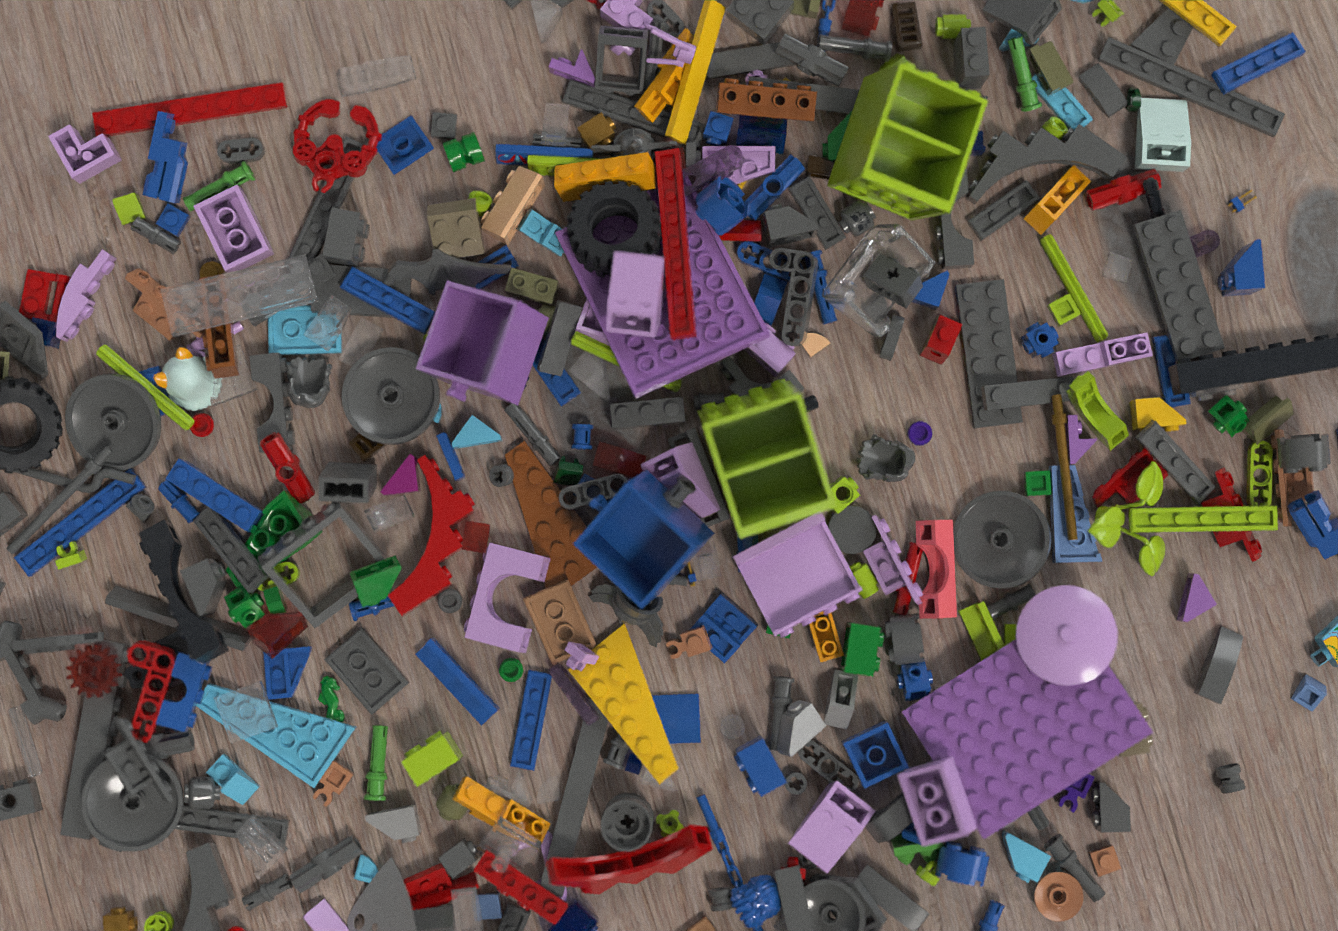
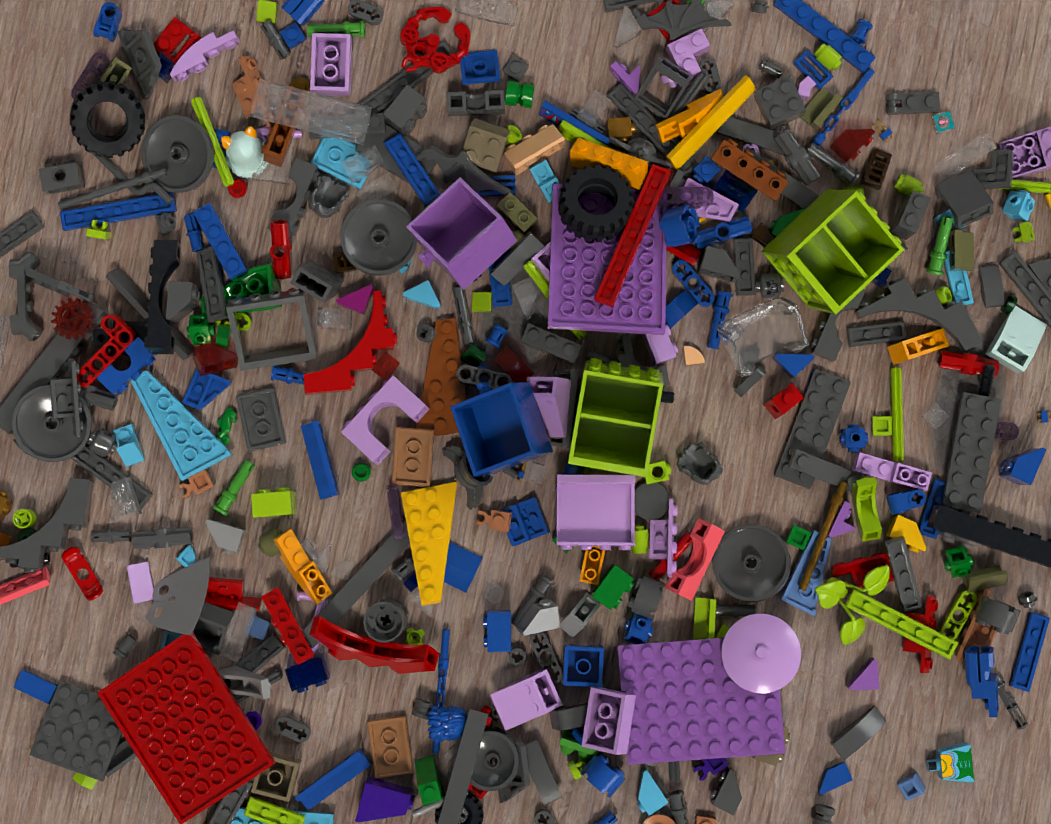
camera: 30 degrees right, 0 degrees up
(246, 712) = (162, 403): clear tile -> none
(375, 580) = (300, 359): green slope -> none
(409, 195) = (468, 105): none -> dark grey arch
(450, 601) = (344, 401): dark grey tile -> none
(451, 456) = (398, 301): blue tile -> none
(459, 857) = (256, 582): dark grey brick -> none
(509, 845) = (295, 592): clear tile -> none
(531, 720) = (356, 514): blue tile -> none
(544, 407) = (481, 302): none -> lime slope
(580, 656) = (414, 487): lavender tile -> none
(635, 294) = (585, 255): lavender slope -> none
(679, 491) = (543, 409): dark grey bush -> none
(683, 50) = (709, 104): lavender plant -> none
(794, 298) = (703, 322): dark grey beam -> none
(893, 280) = (772, 341): dark grey brick -> none
(919, 433) = (734, 459): dark purple tile -> none
(1132, 382) = (902, 501): none -> blue piece
(1219, 728) = (835, 777): none -> blue tile
(1326, 417) = (1027, 599): none -> dark grey plate

